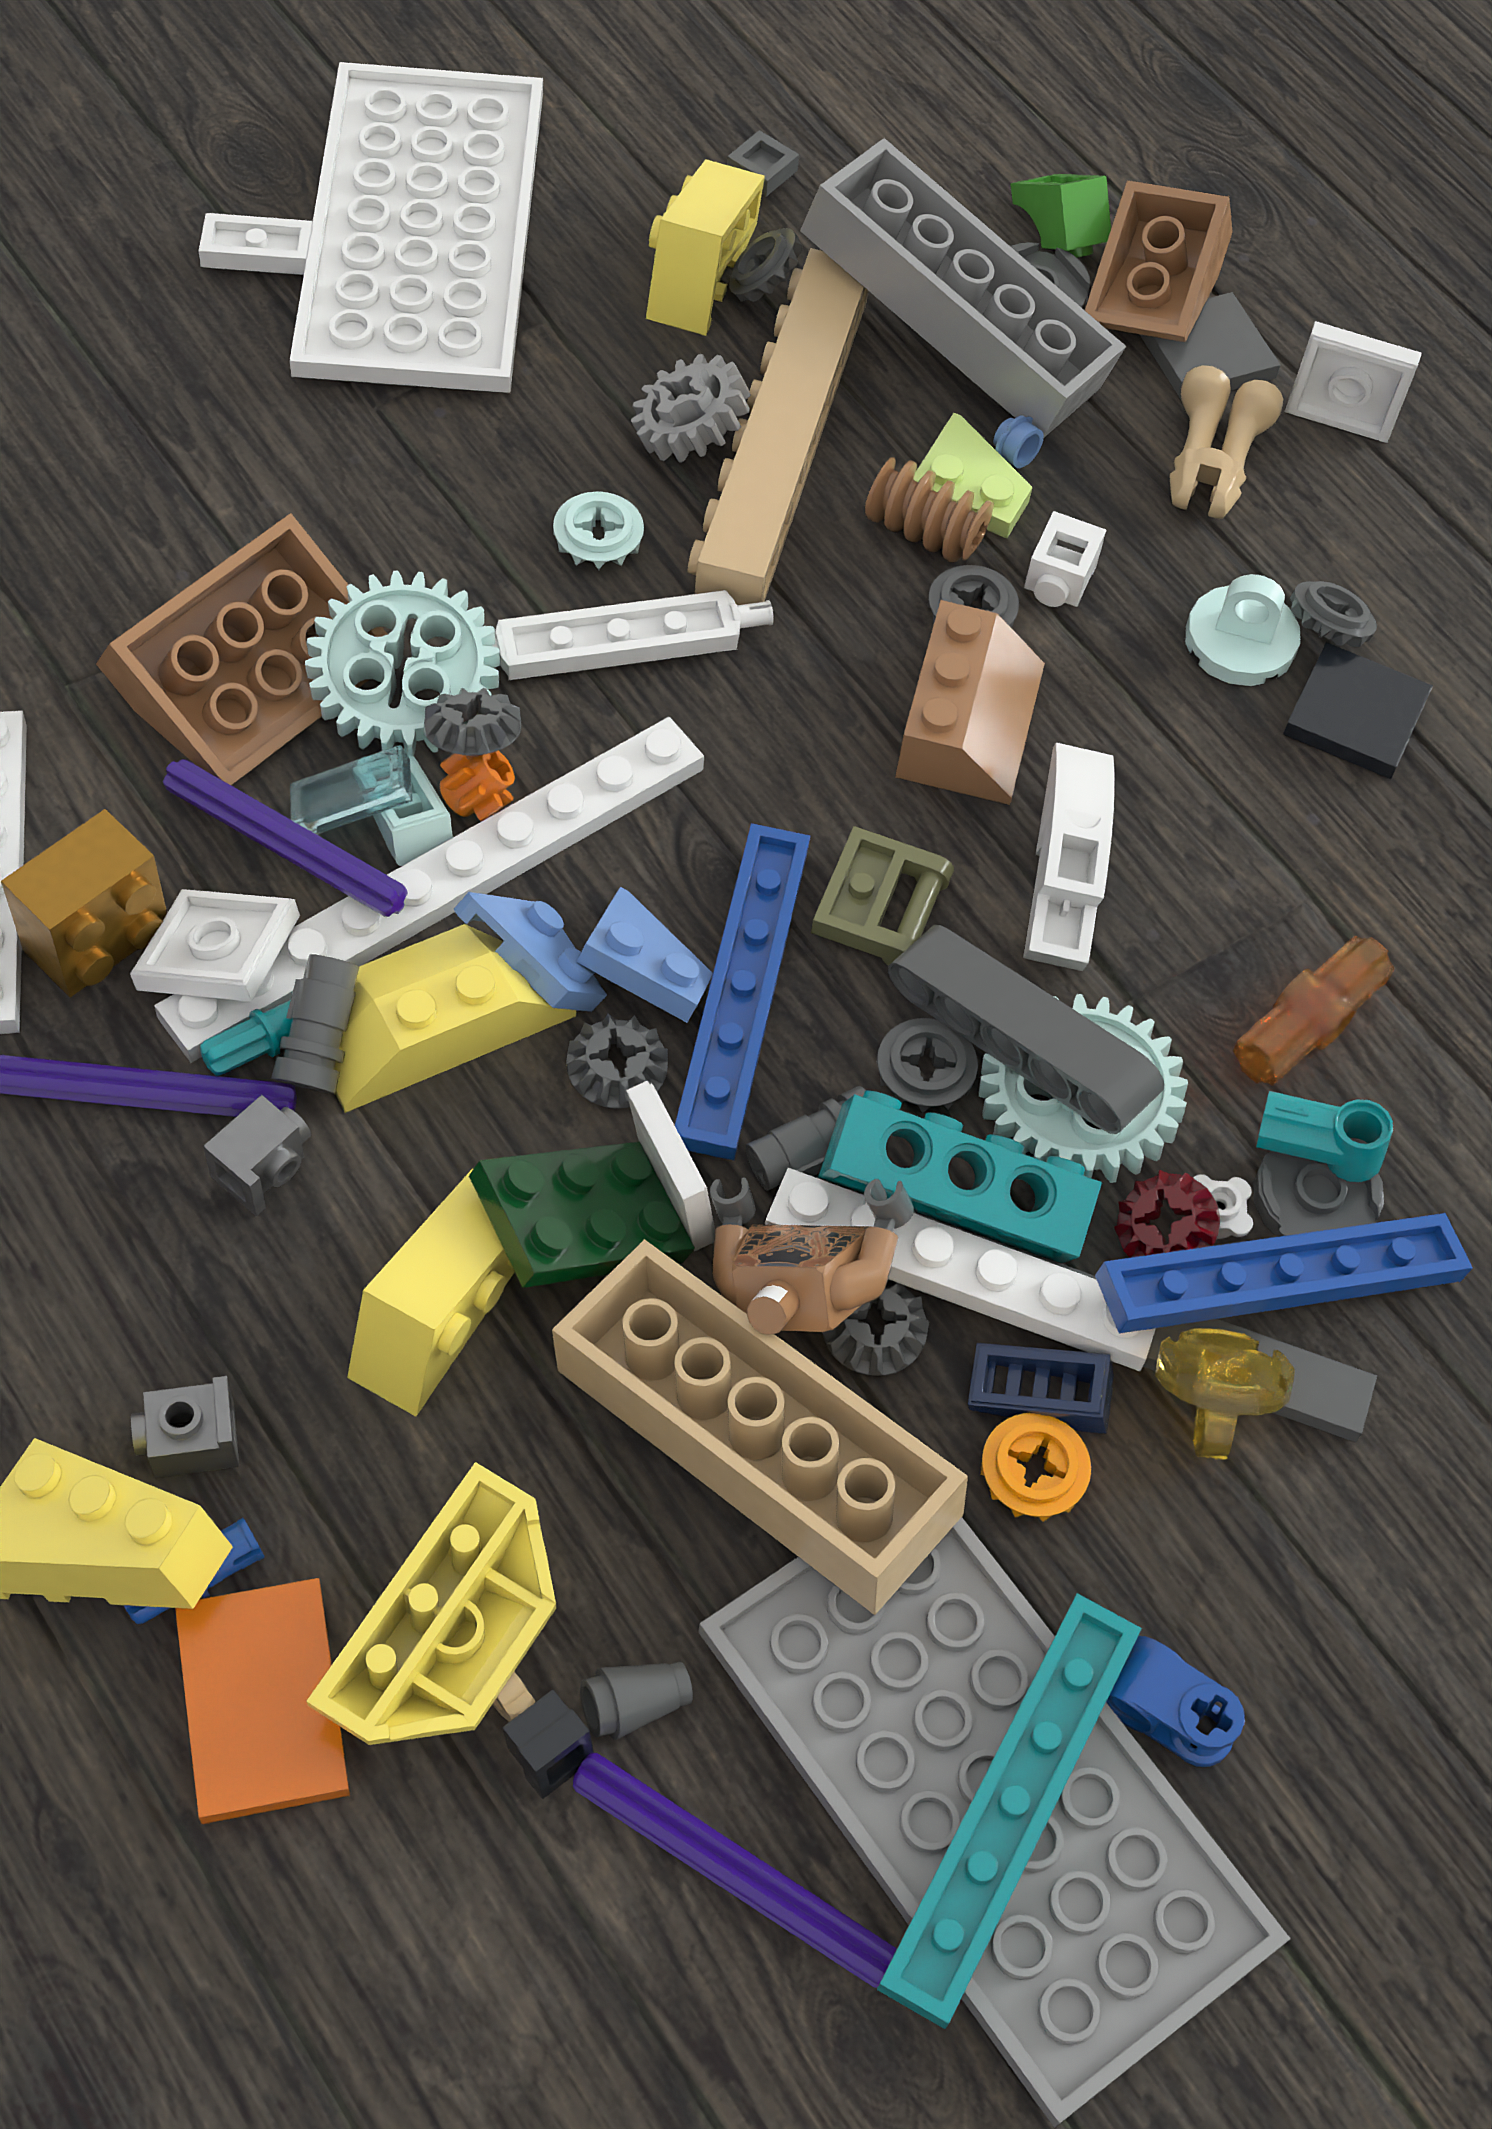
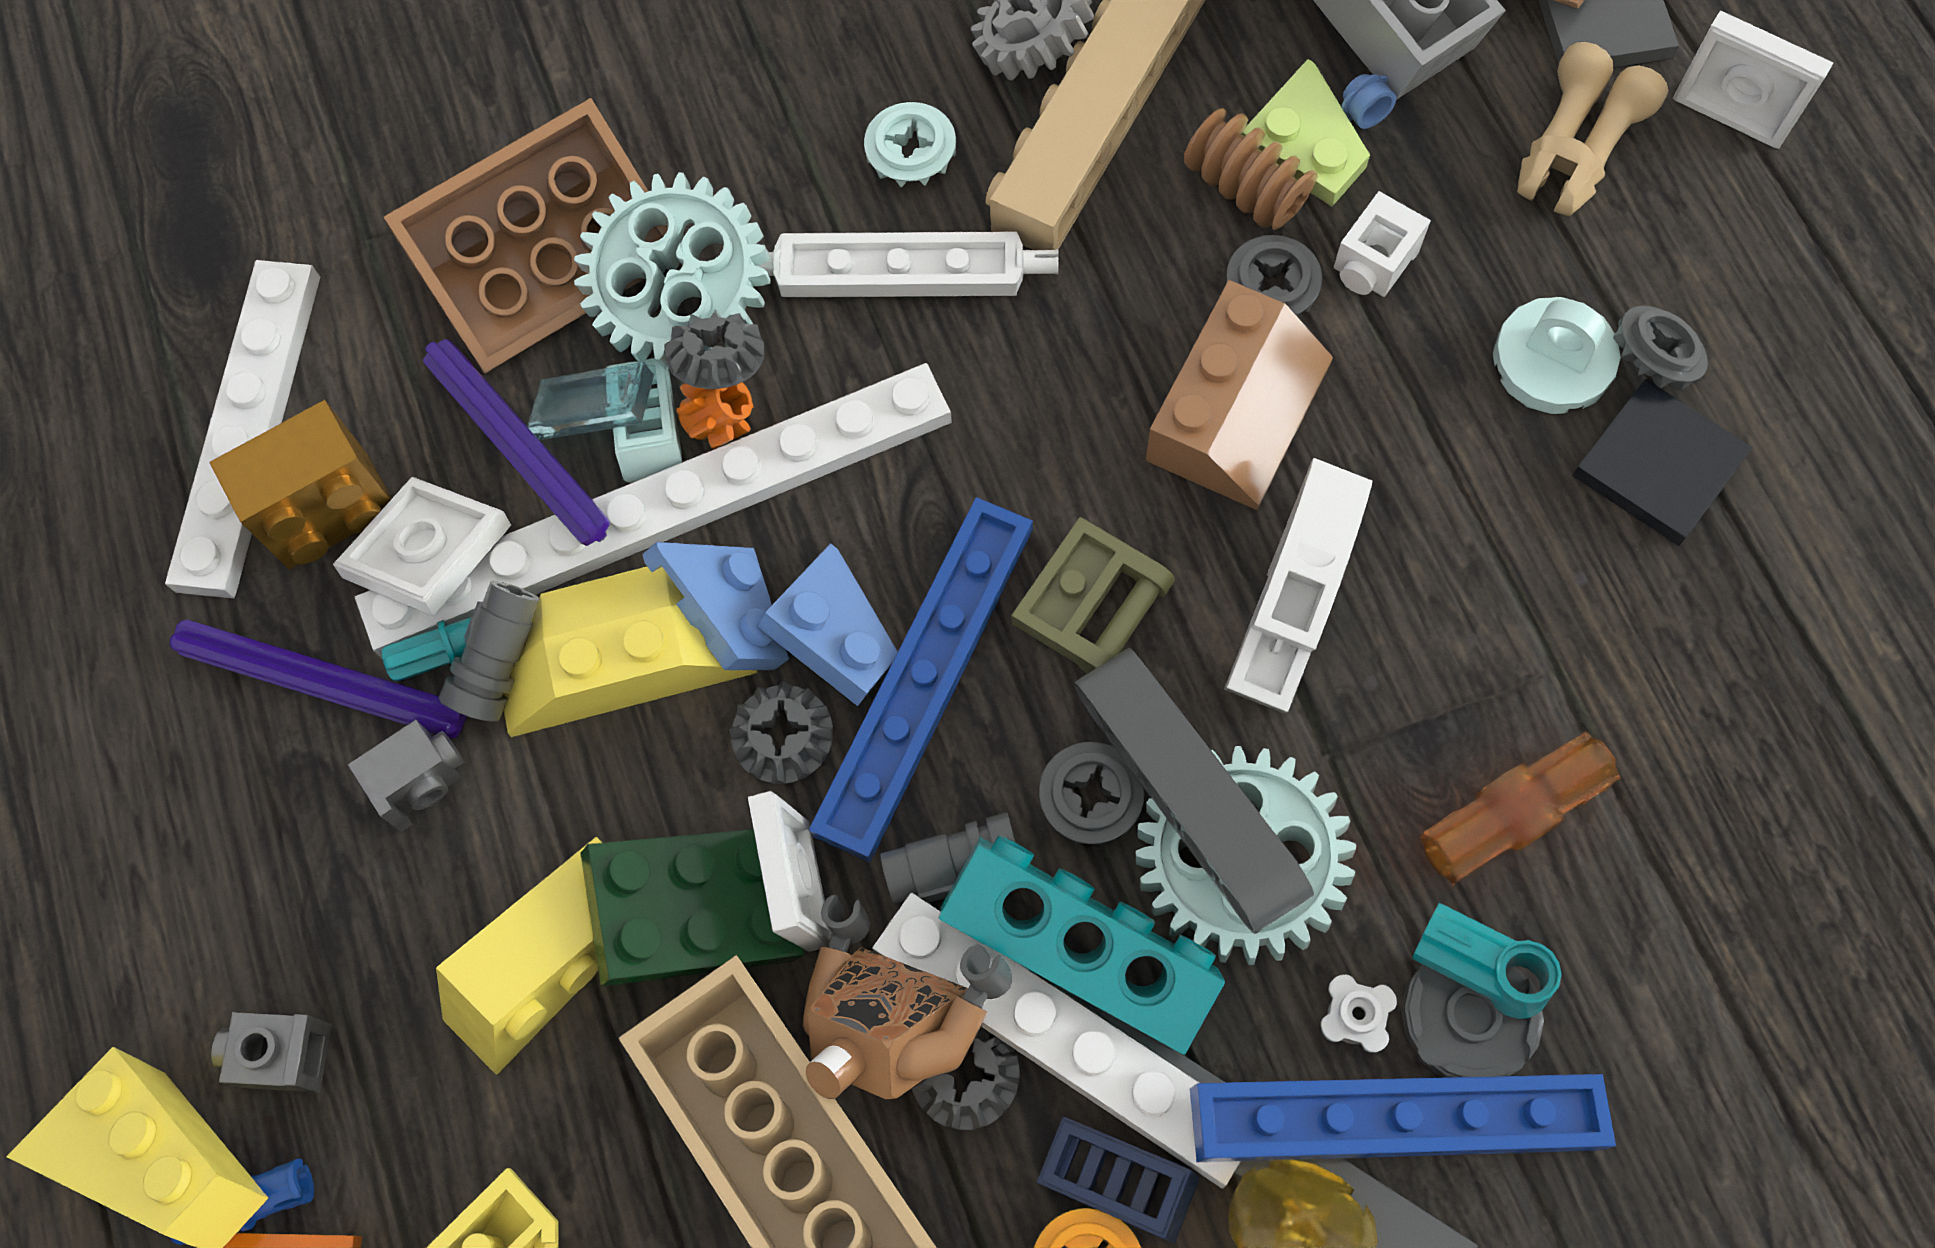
camera: 25 degrees right, 10 degrees up
(1185, 1197) = (1311, 1051): dark red gear -> none

